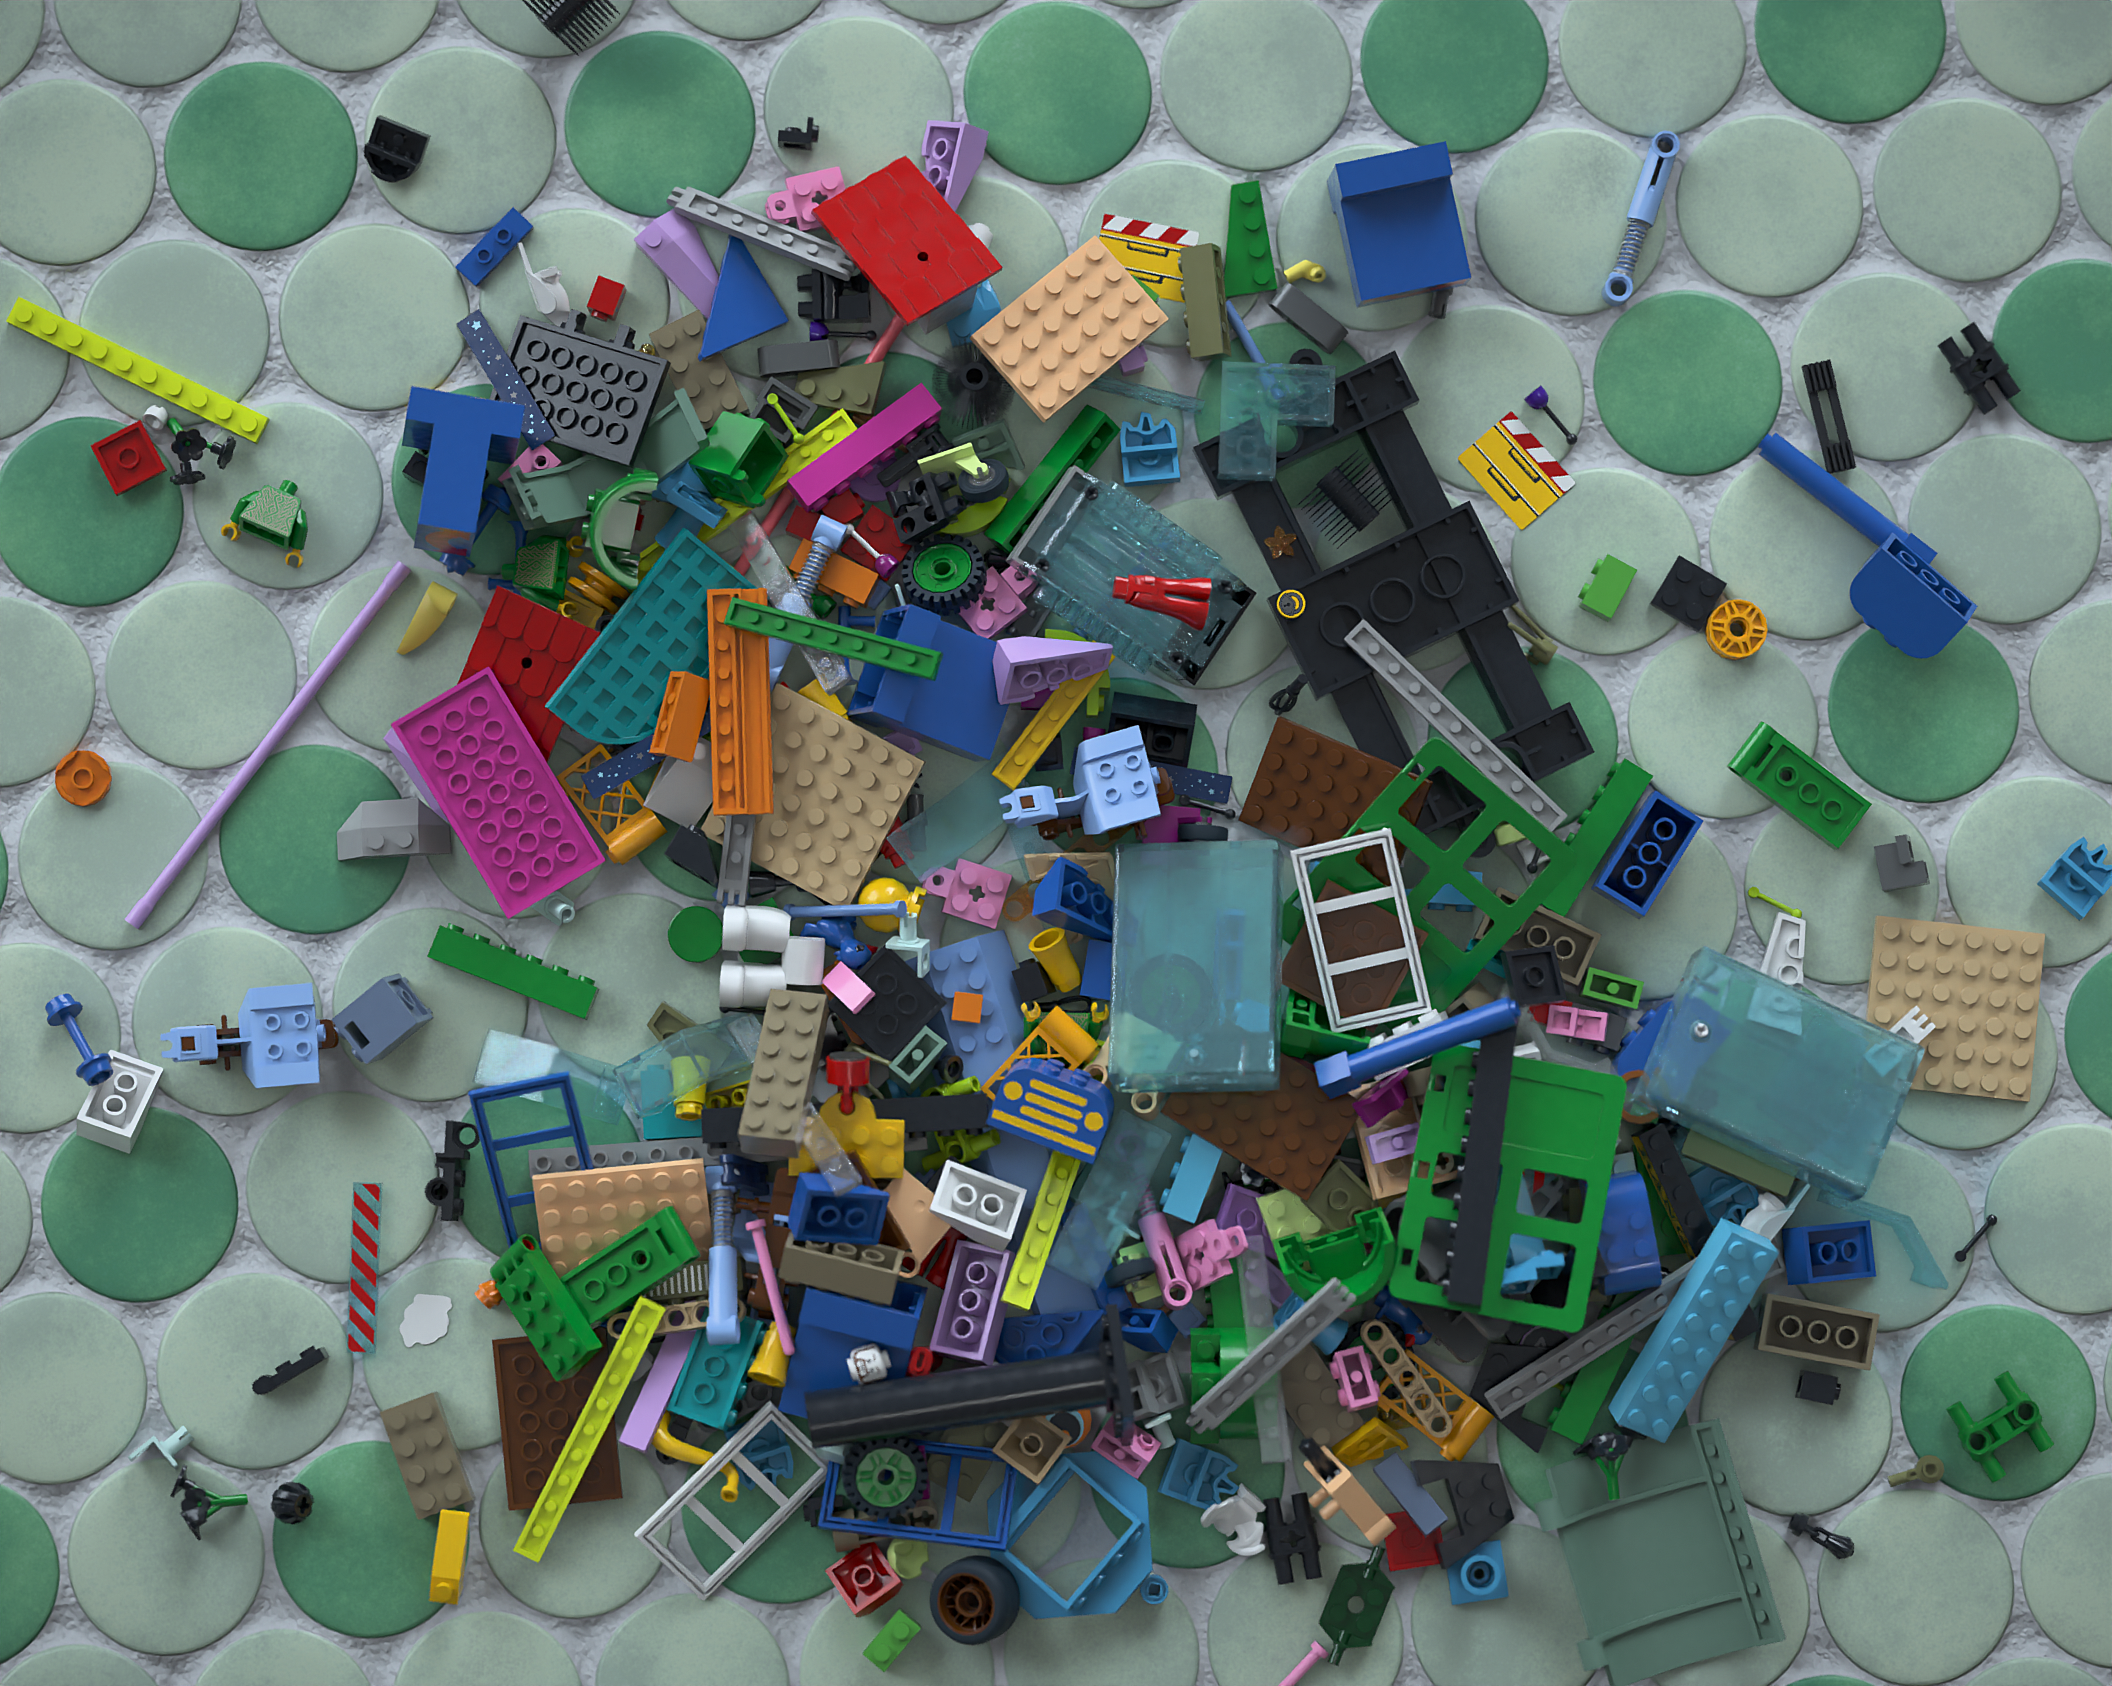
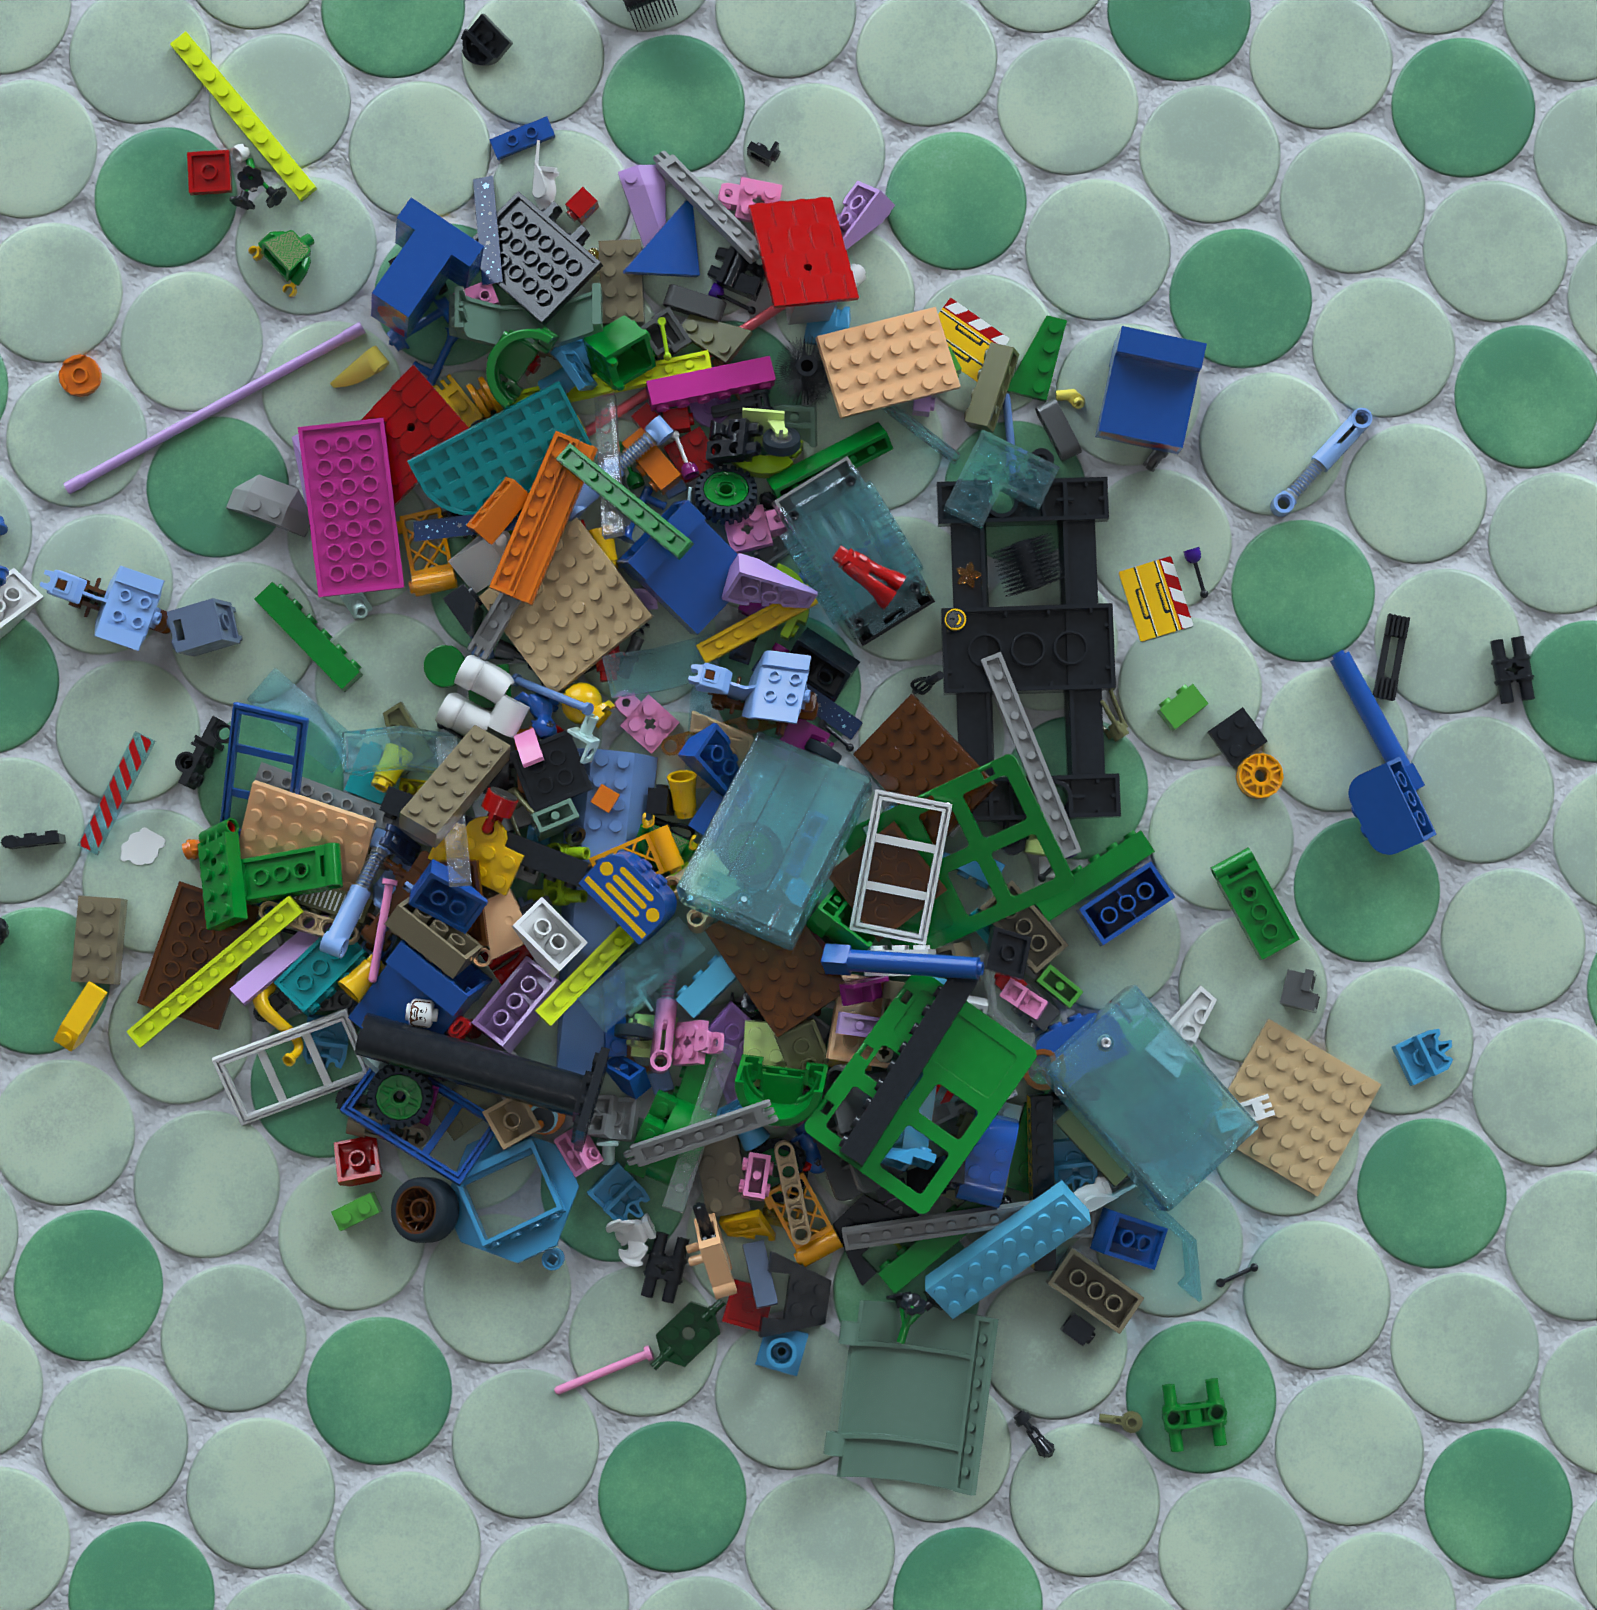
camera: 35 degrees right, 0 degrees up
(542, 571) = (452, 370): green torso -> none
(907, 1557) = (393, 1160): yellowish green hair -> none
(1044, 1334) = (555, 1048): blue tile -> none
(1149, 452) = (906, 474): dark azure plate -> none
(1754, 892) = (1190, 965): lime hinge -> none

